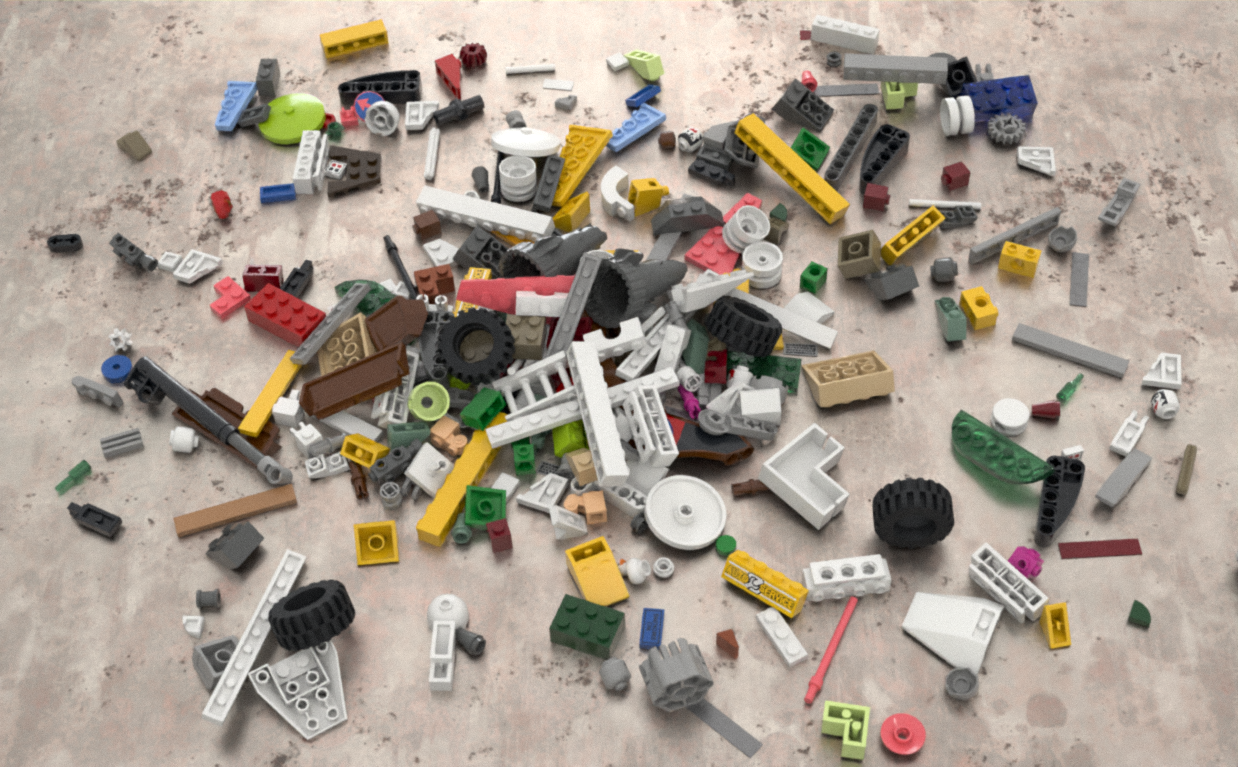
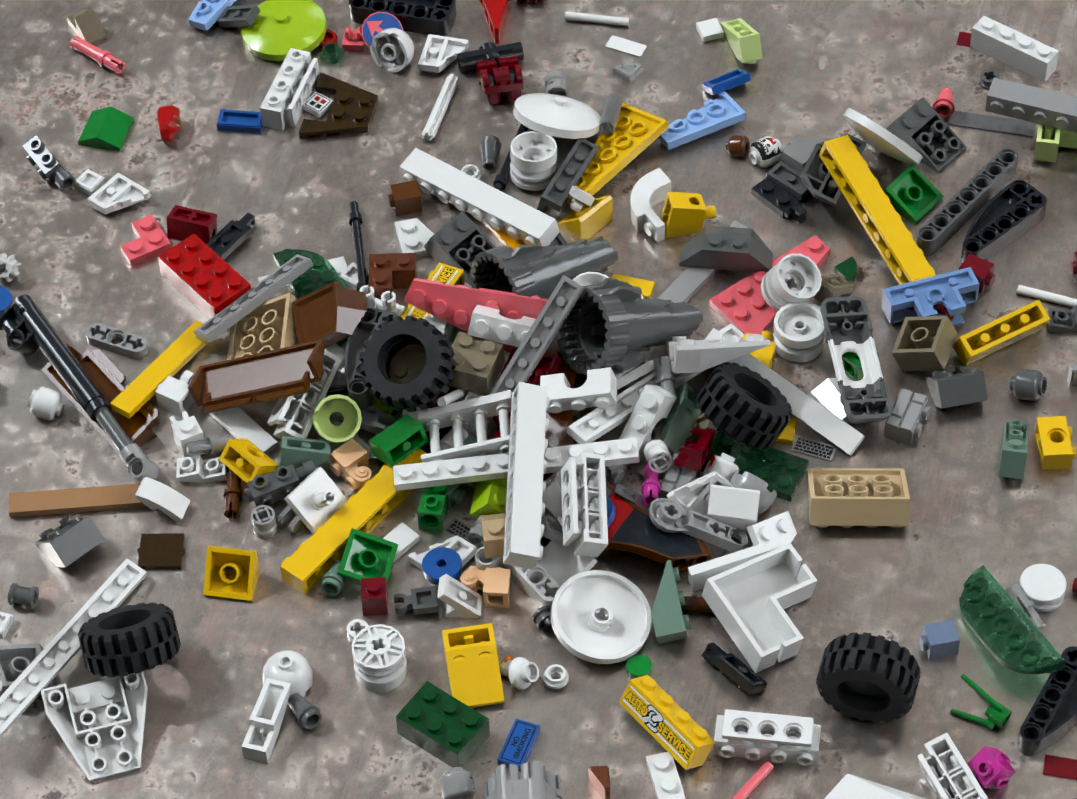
camera: 15 degrees right, 0 degrees up
(153, 165) = (104, 58): none -> coral pin
(171, 219) = (106, 129): none -> green slope
(238, 384) = (123, 348): none -> light grey beam
(302, 493) = (158, 495): none -> white slope
(312, 537) = (161, 551): none -> dark brown piece
(472, 122) = (500, 79): none -> dark red hips
(497, 563) = (355, 624): none -> white bush
(520, 584) = (379, 658): none -> white wheel
(536, 530) = (421, 601): none -> dark grey plate
(545, 492) = (438, 557): none -> blue piece
(563, 198) = (580, 198): none -> white tile
(565, 133) = (613, 109): none -> light grey piece
(737, 499) = (667, 612): none -> sand green slope
(755, 460) = (701, 572): none -> white piece
(776, 111) = (881, 139): none -> white dish
(794, 420) = (773, 530): none -> white wing
(801, 530) = (734, 669): none -> black hinge
(804, 255) = (850, 330): none -> dark grey piece
(851, 219) = (932, 296): none -> medium blue piece
(863, 311) = (906, 417): none -> light grey brick
(949, 472) = (940, 639): none -> sand blue brick
(994, 424) = (1017, 593): none -> light grey pin
(1012, 518) = (996, 712): none -> green plant

